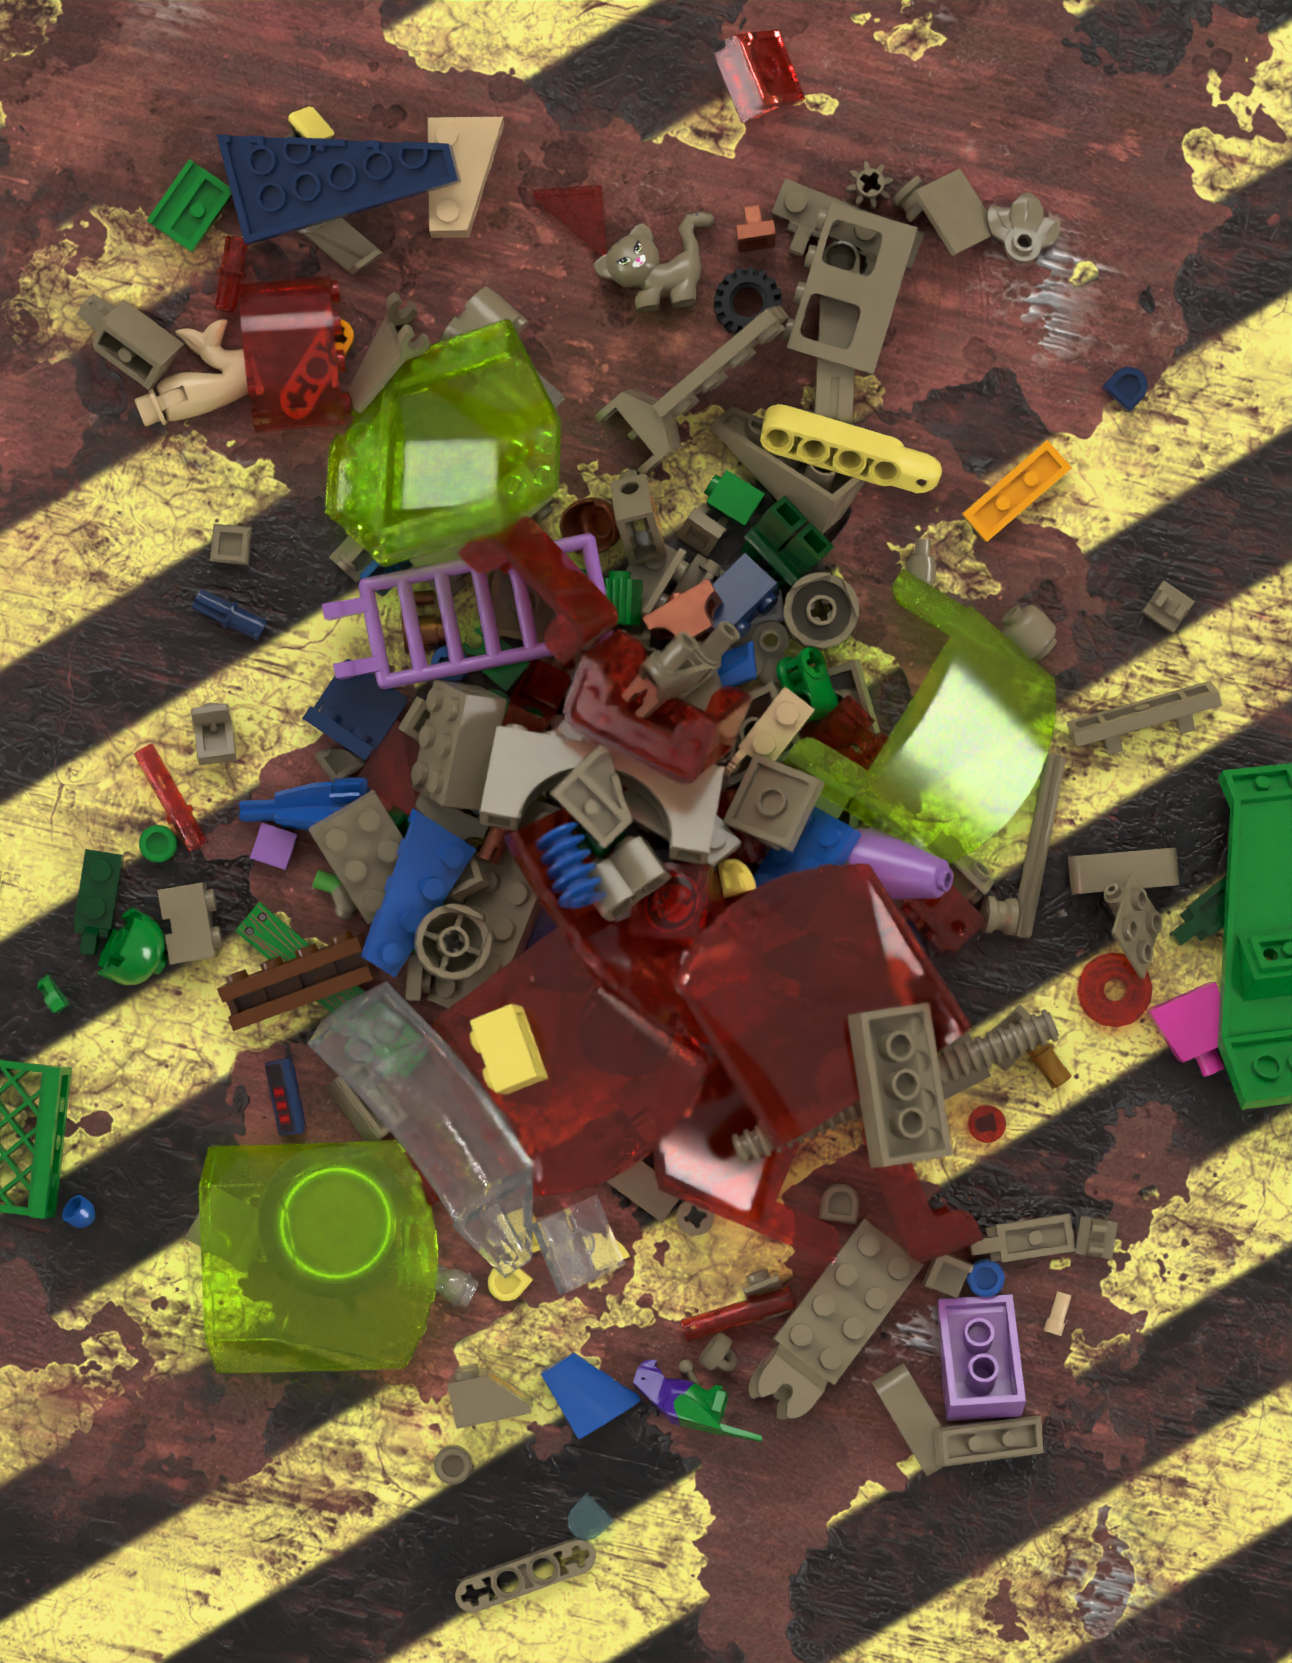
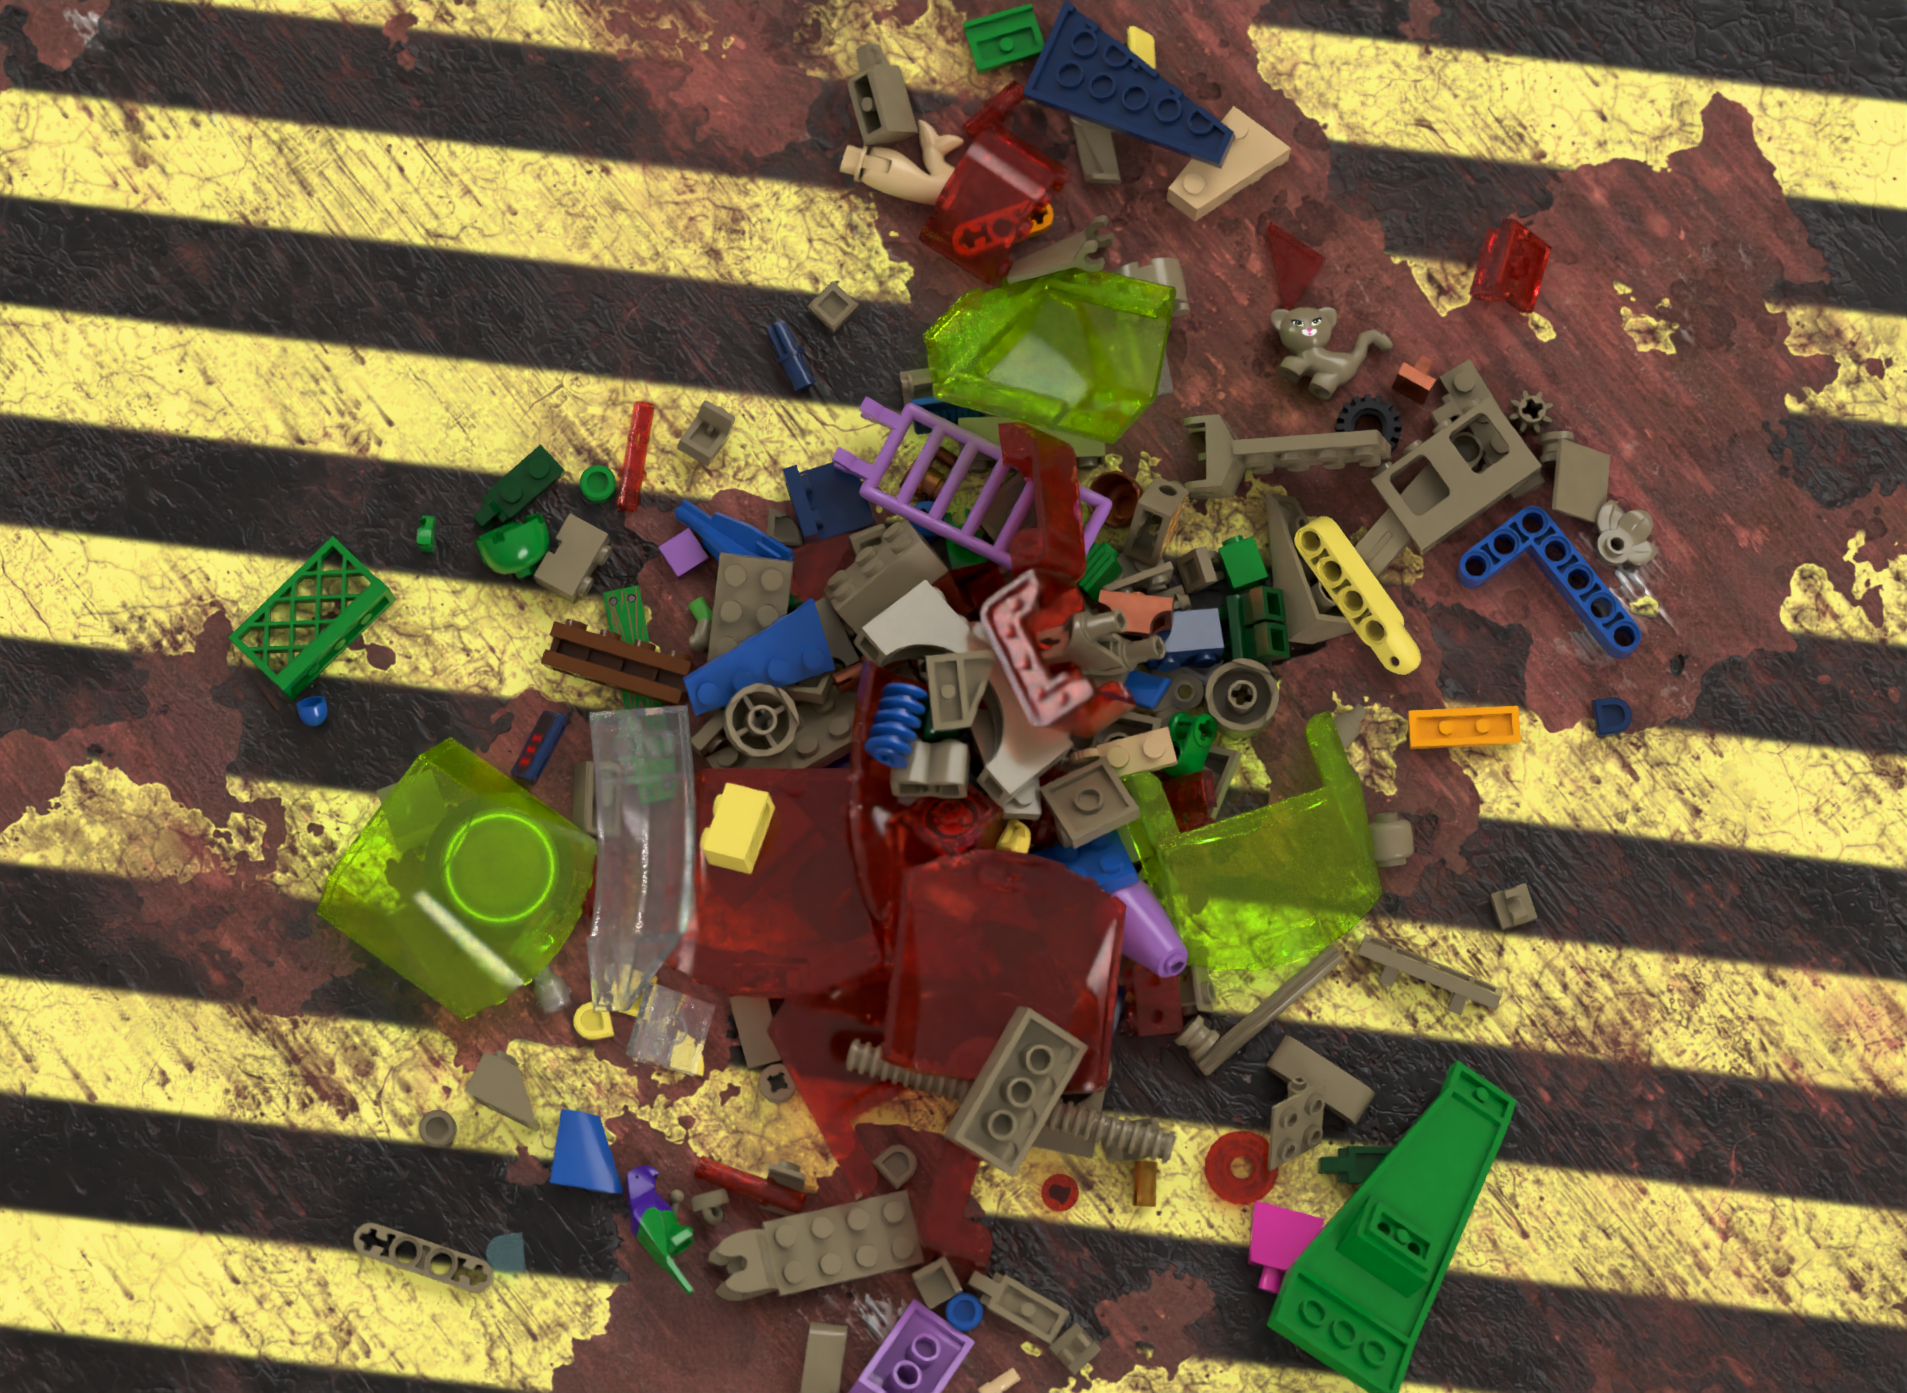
camera: 40 degrees right, 10 degrees down
(993, 303) = (1556, 572): none -> blue beam

